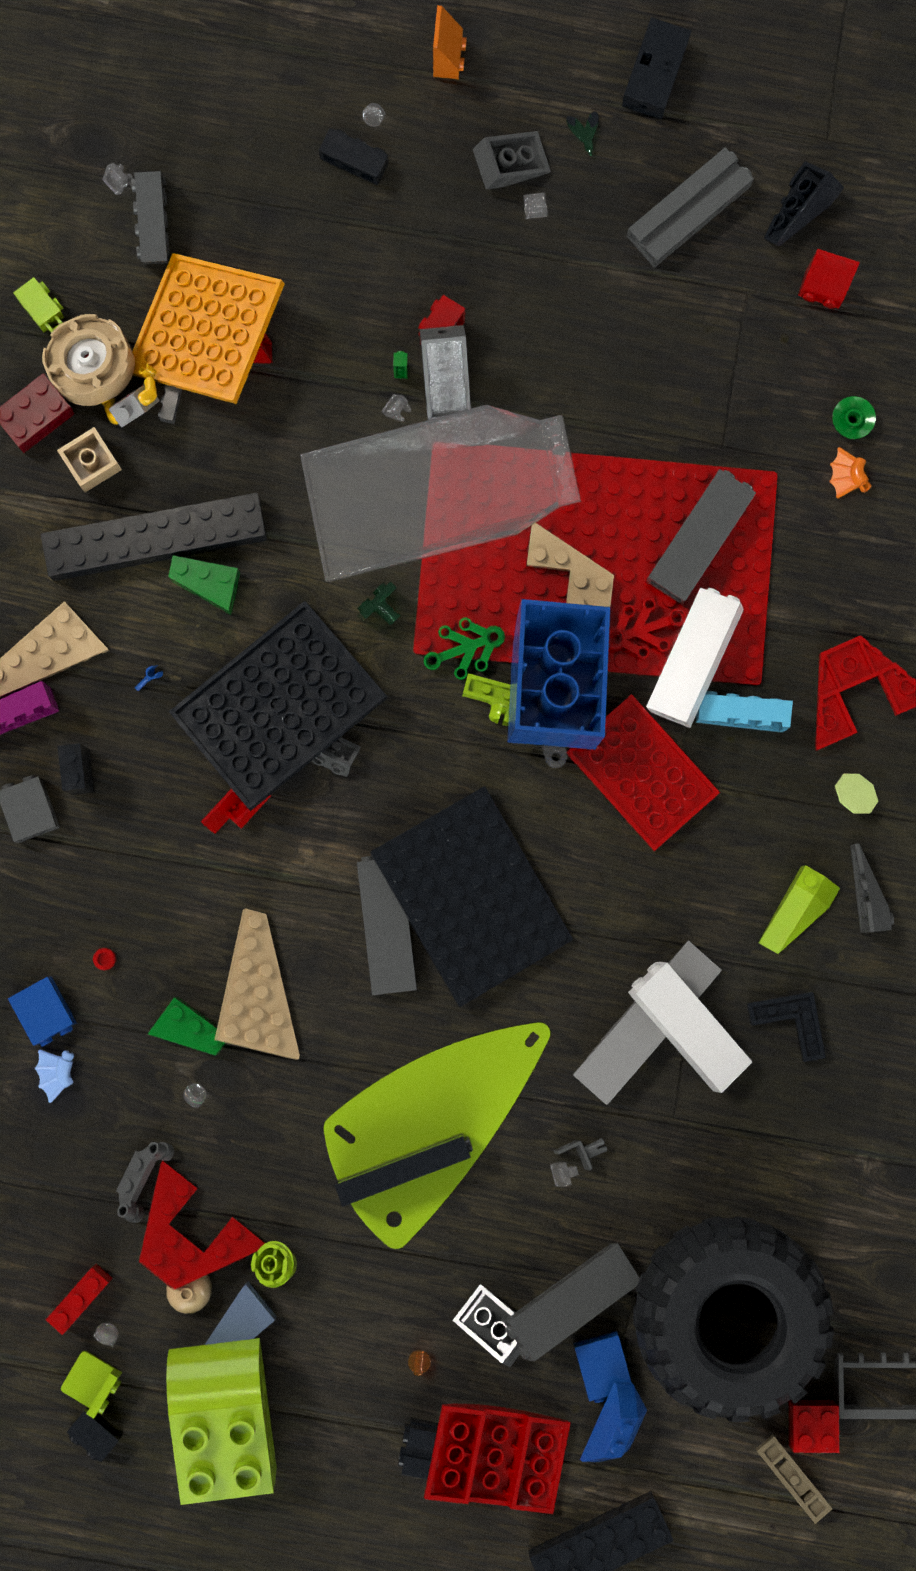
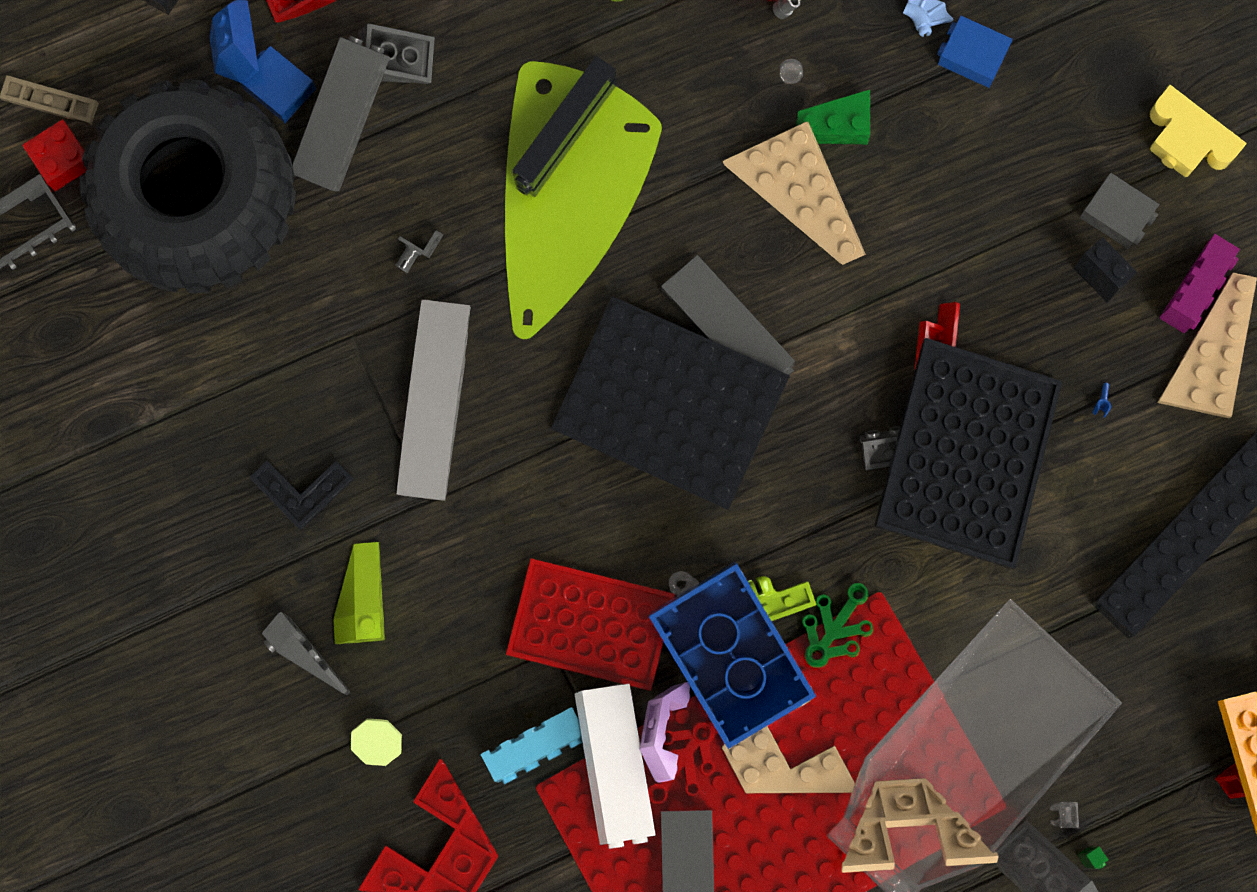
camera: 155 degrees right, 5 degrees down
(104, 959) = (954, 132): red tile -> none
(207, 580) = (1117, 522): green wedge -> none
(379, 604) = (944, 609): clear green plate -> none
(508, 485) = (911, 804): none -> tan wing
(563, 1173) = (420, 220): clear tile -> none
(653, 658) = (660, 761): none -> lavender slope
(689, 1026) = (392, 418): white brick -> none

